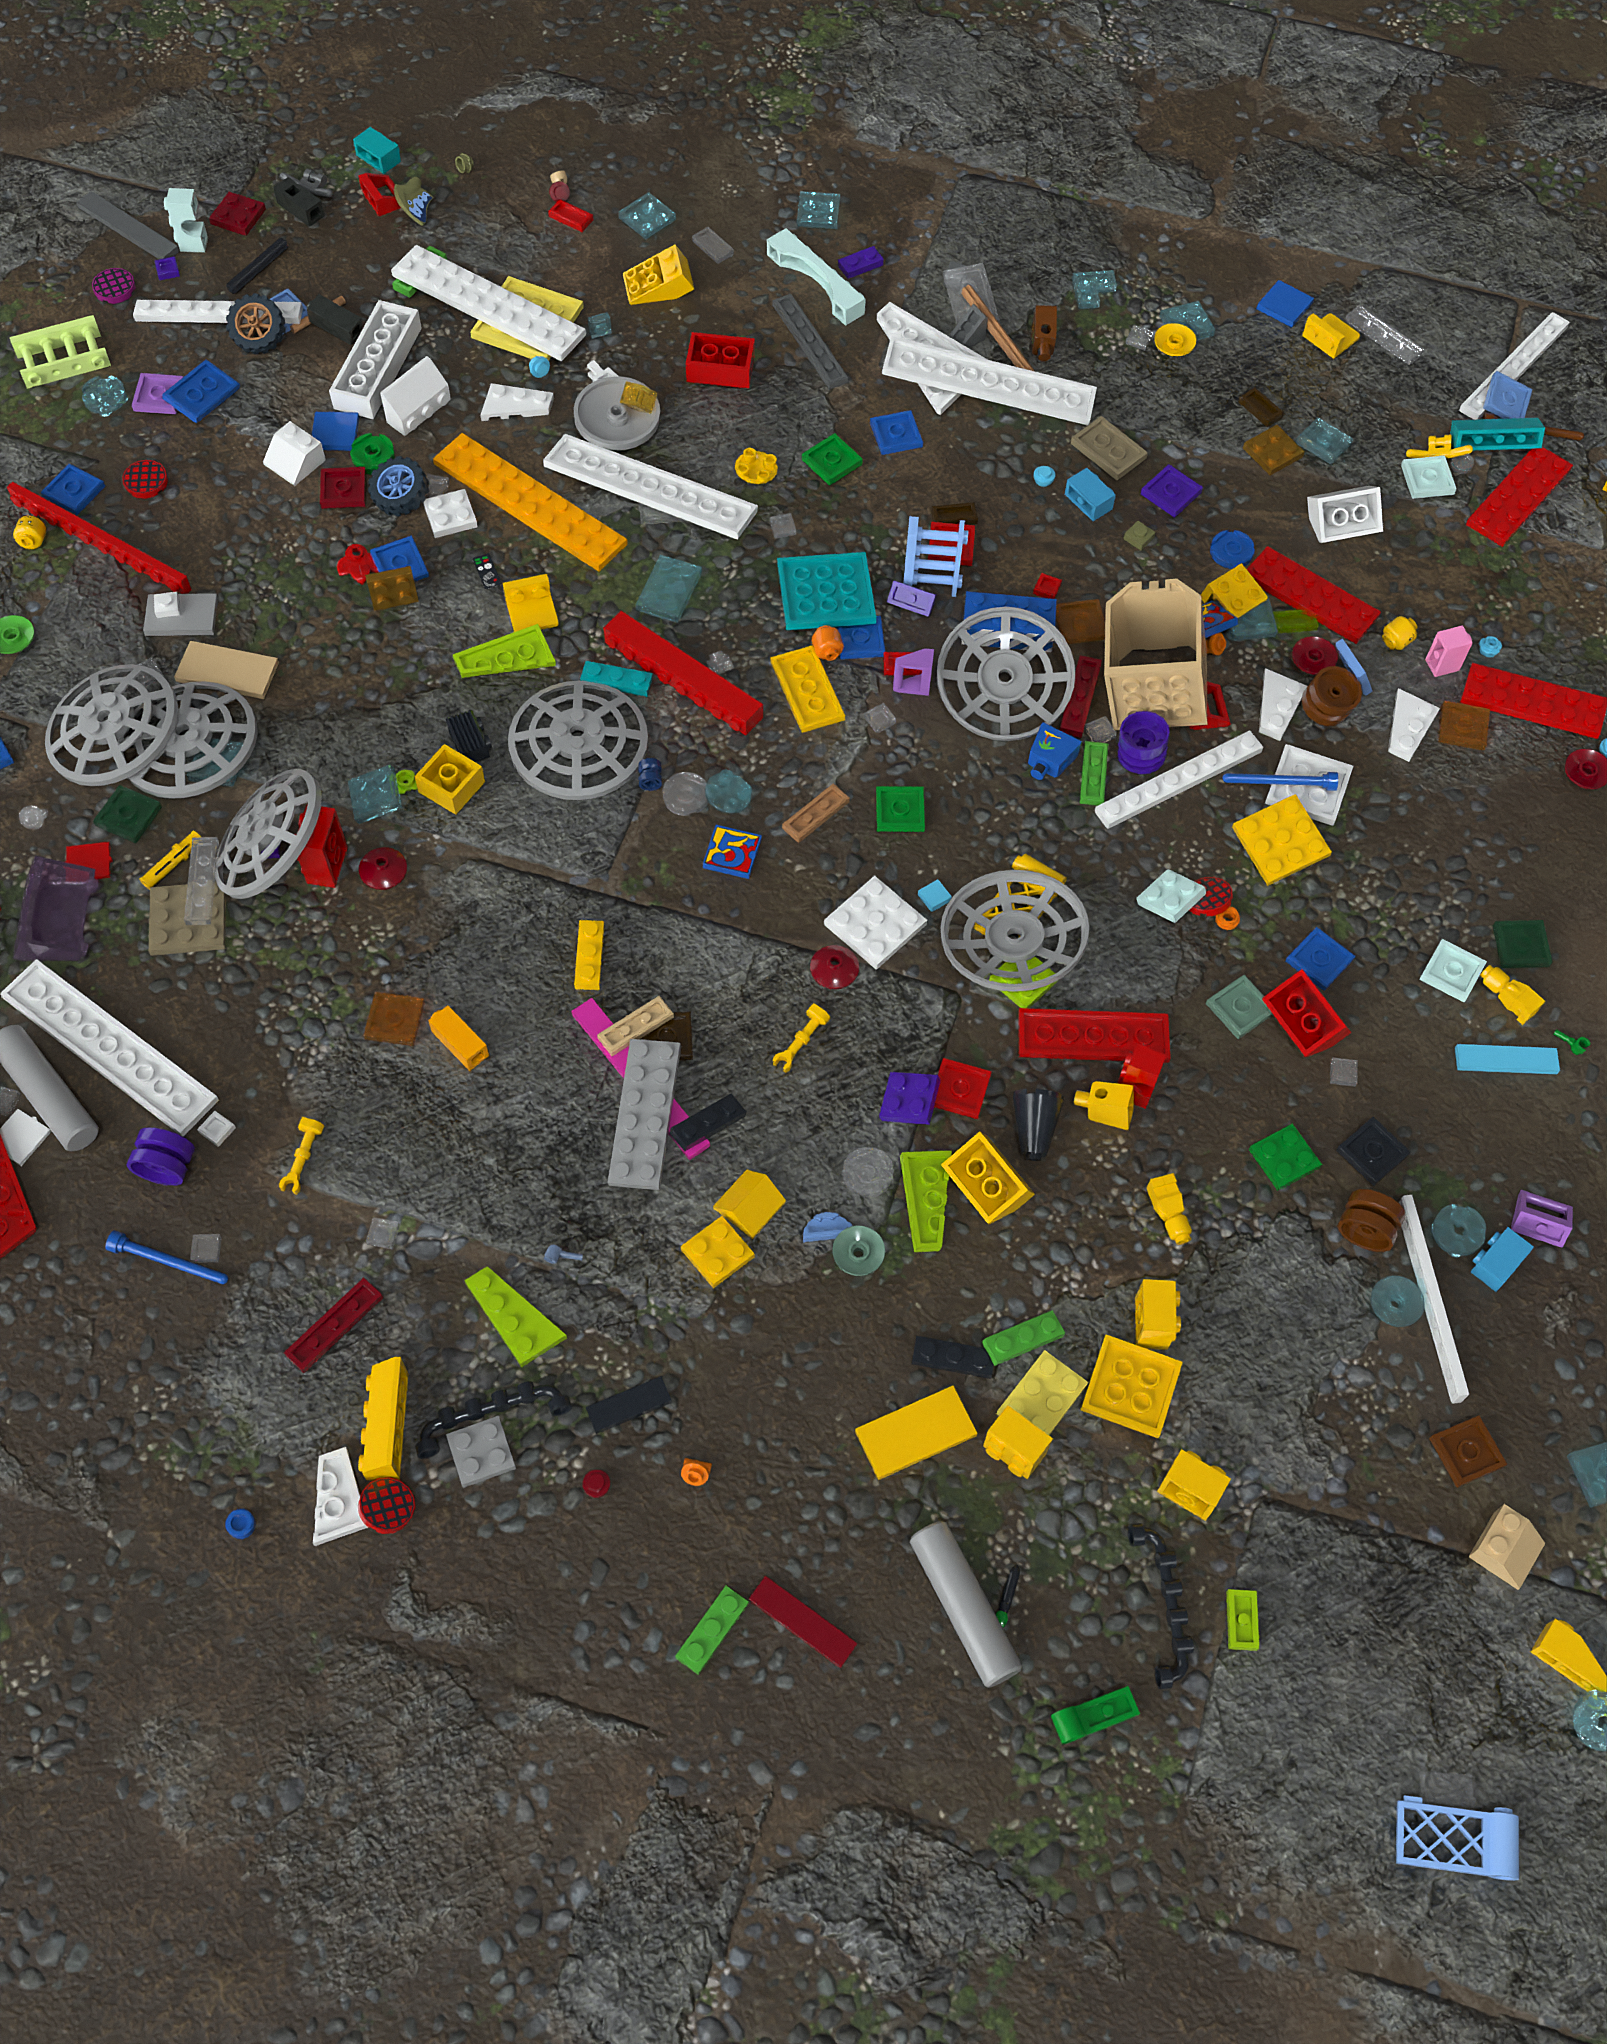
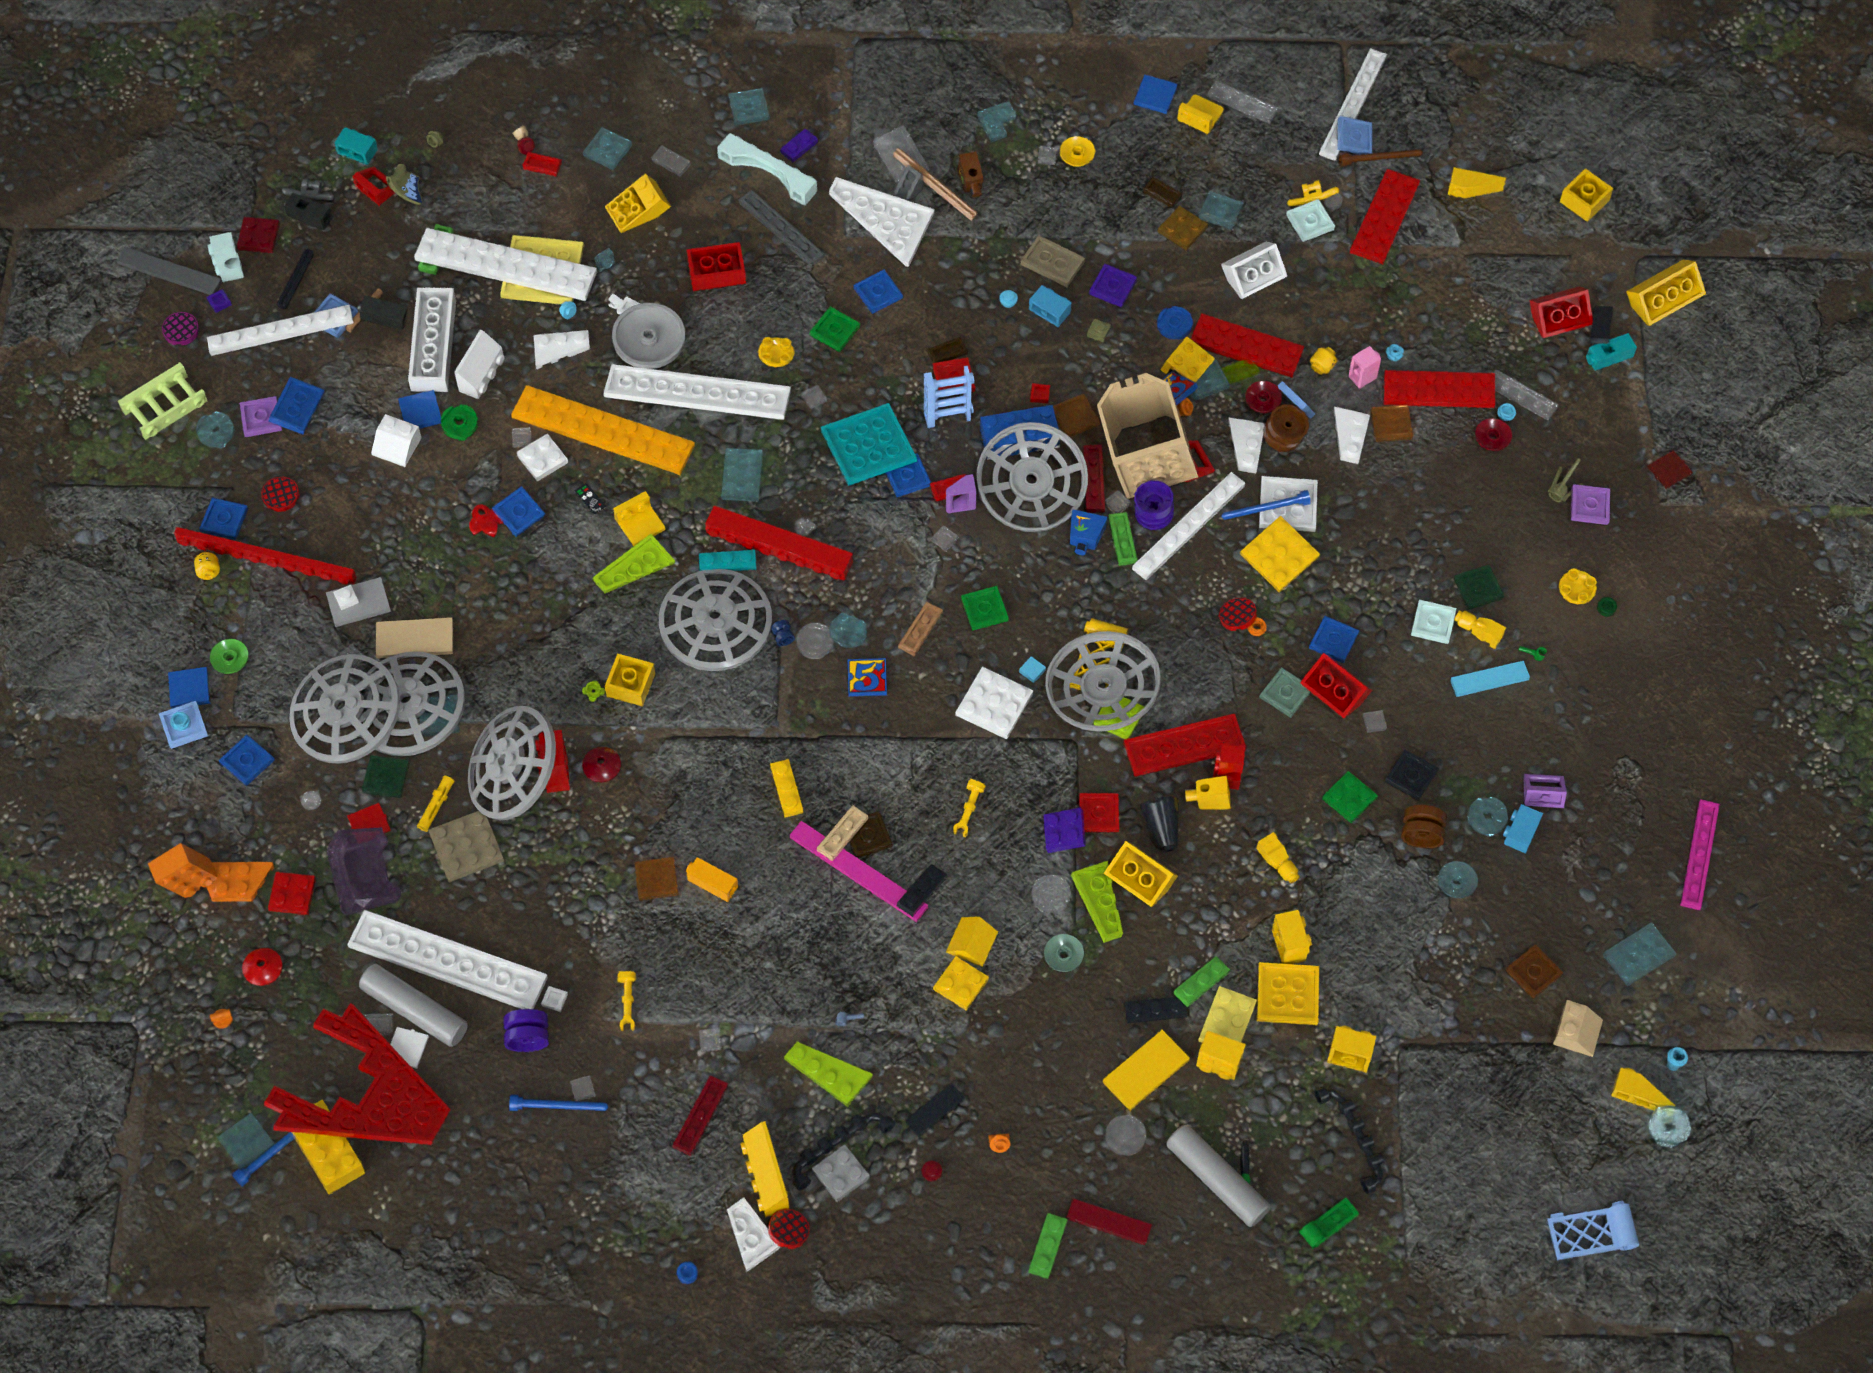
camera: 15 degrees left, 0 degrees up
(201, 881) = (468, 813): clear tile -> none
(239, 312) = (314, 317): black wheel -> none
(343, 487) = (447, 458): dark red plate -> none
(374, 794) = (574, 707): clear light blue plate -> none
(392, 588) = (524, 535): pearl gold plate -> none
(408, 496) = (479, 438): black wheel -> none
(467, 736) = (629, 641): black brick -> none
(638, 397) = (664, 319): clear yellow brick -> none
(644, 1114) = (873, 897): light grey plate -> none
(807, 689) = (880, 529): yellow tile -> none
(825, 1227) = (1033, 942): medium blue tile -> none
(827, 643) = (884, 488): orange head -> none
(832, 975) = (974, 753): dark red dish -> none
(862, 1511) = (1125, 1135): none -> clear tile
(911, 598) = (937, 432): plate -> none
(989, 380) = (940, 228): white plate -> none
(1171, 895) = (1210, 621): light aqua plate -> none
(1192, 316) = (1083, 125): clear light blue plate -> none
(1242, 1620) = (1411, 1131): lime plate -> none
(1433, 1302) = (1483, 874): white tile -> none
(1498, 433) = (1354, 170): teal brick -> none

